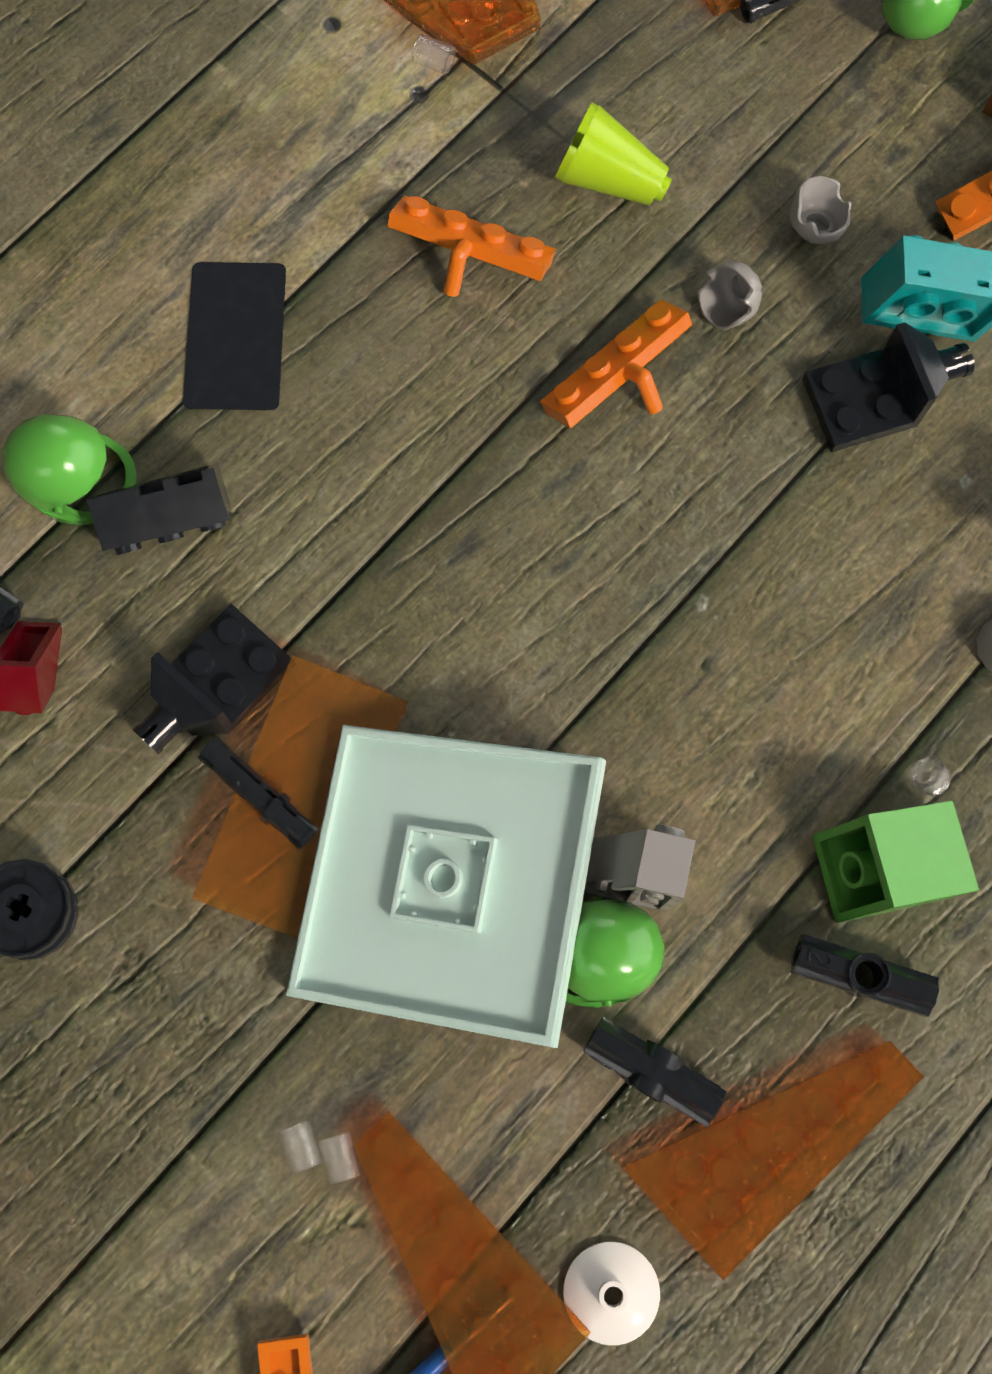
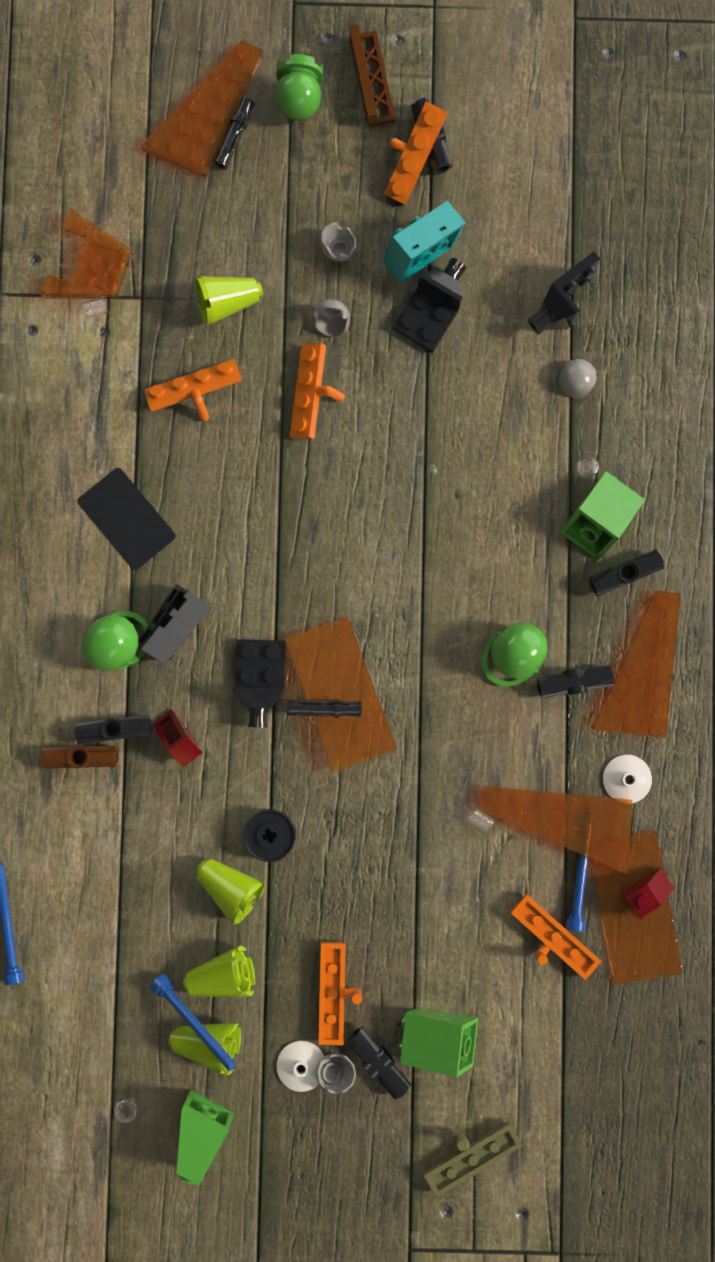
camera: 40 degrees left, 10 degrees up
(300, 1147) = (462, 829): clear hinge -> none
(449, 882) = (432, 677): light aqua tile -> none
(641, 867) = (509, 604): light grey wedge -> none

